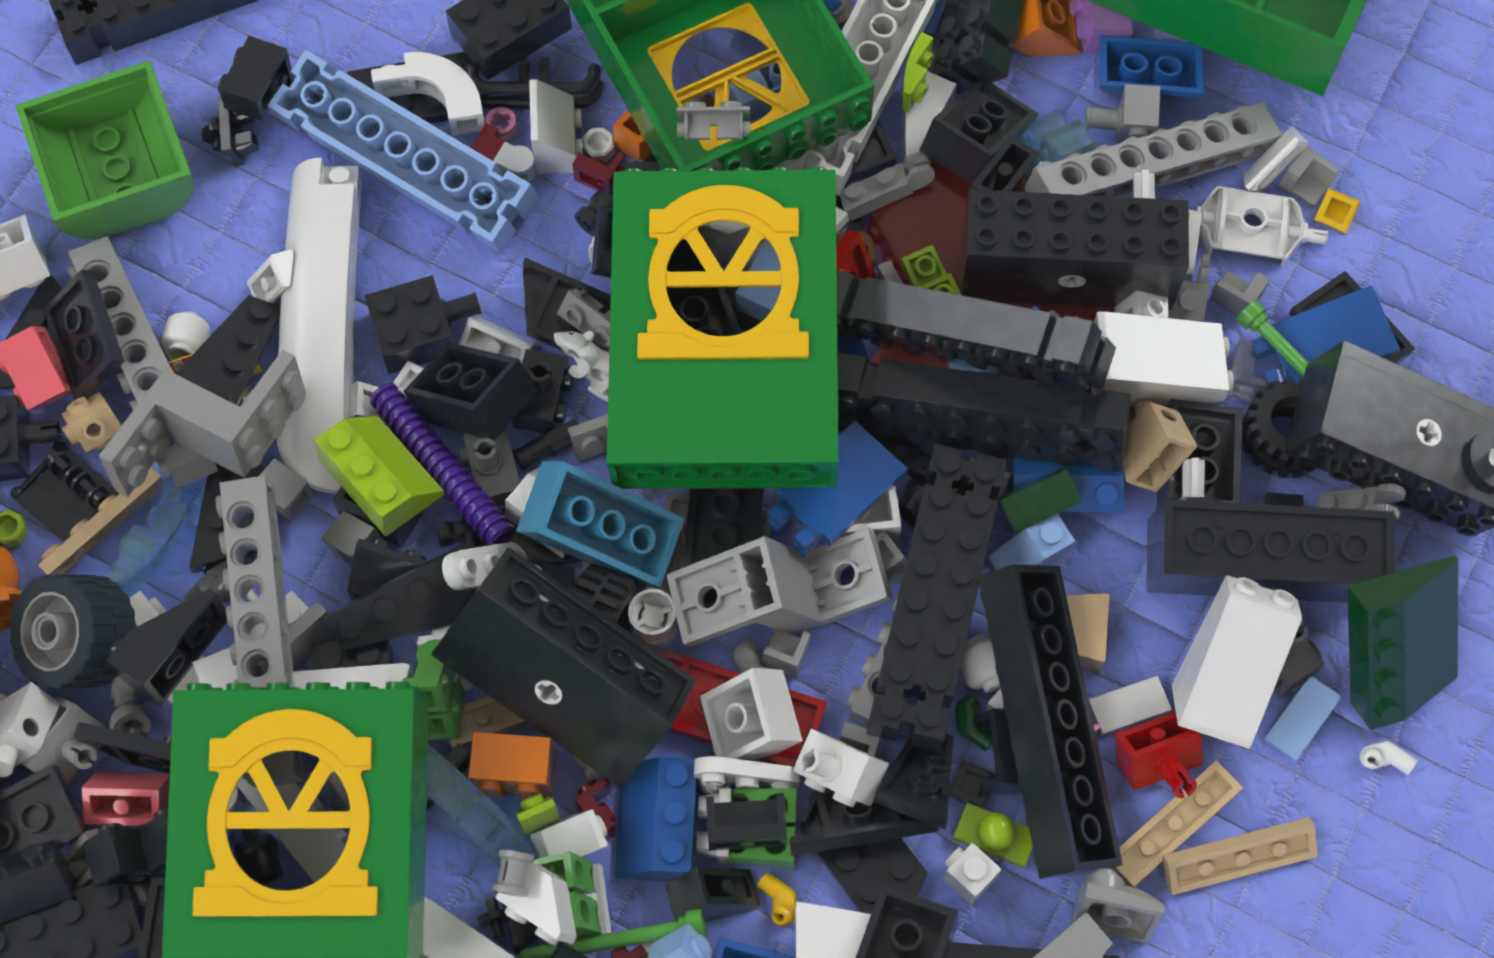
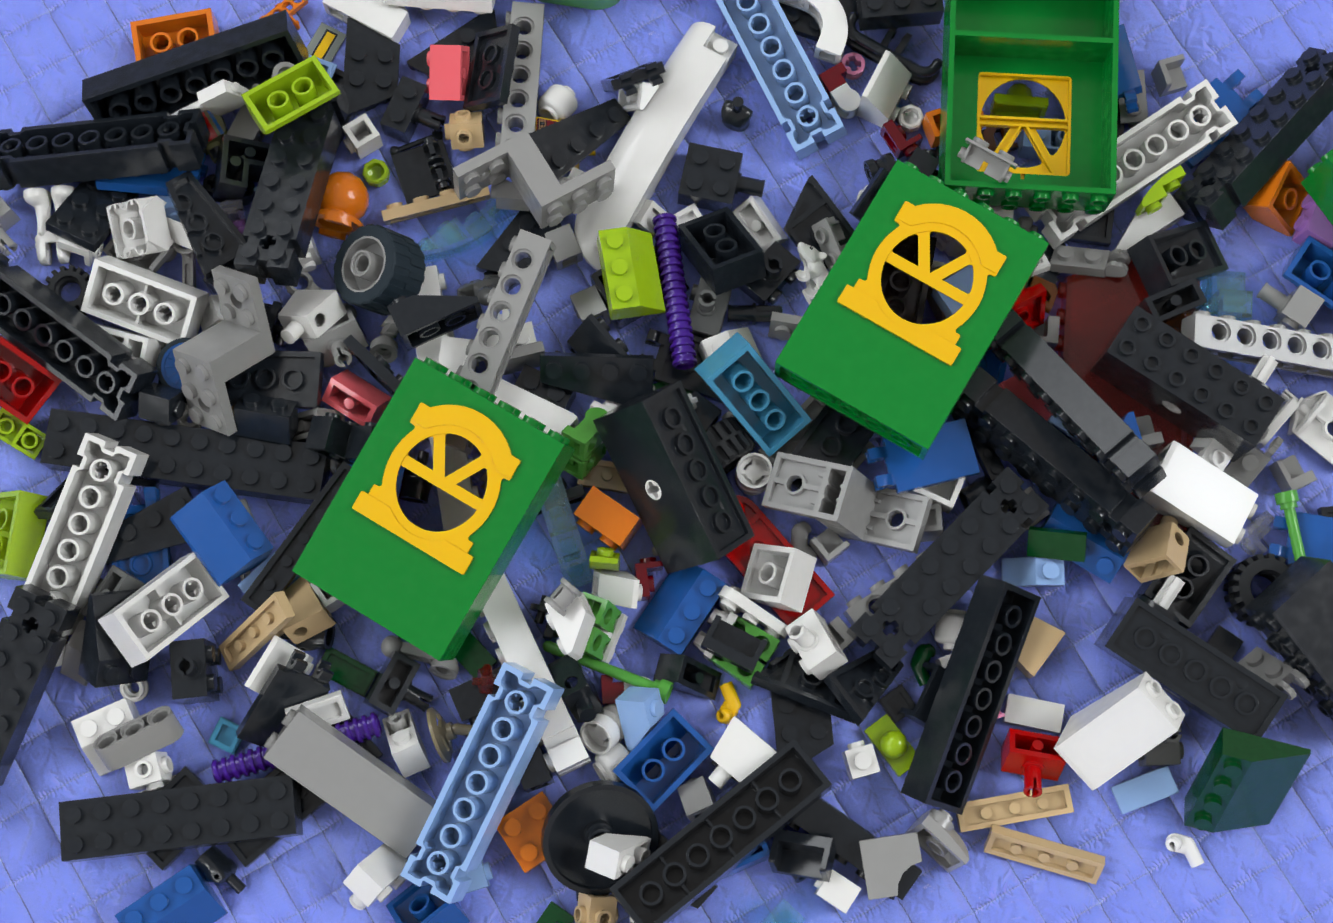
camera: 30 degrees right, 10 degrees up
(257, 257) = (628, 78): none -> black tile
(400, 240) = (736, 115): none -> black piece
(470, 566) = (652, 376): white plate -> none
(705, 61) = (1019, 103): none -> lime tile
(927, 271) = (1078, 347): lime slope -> none

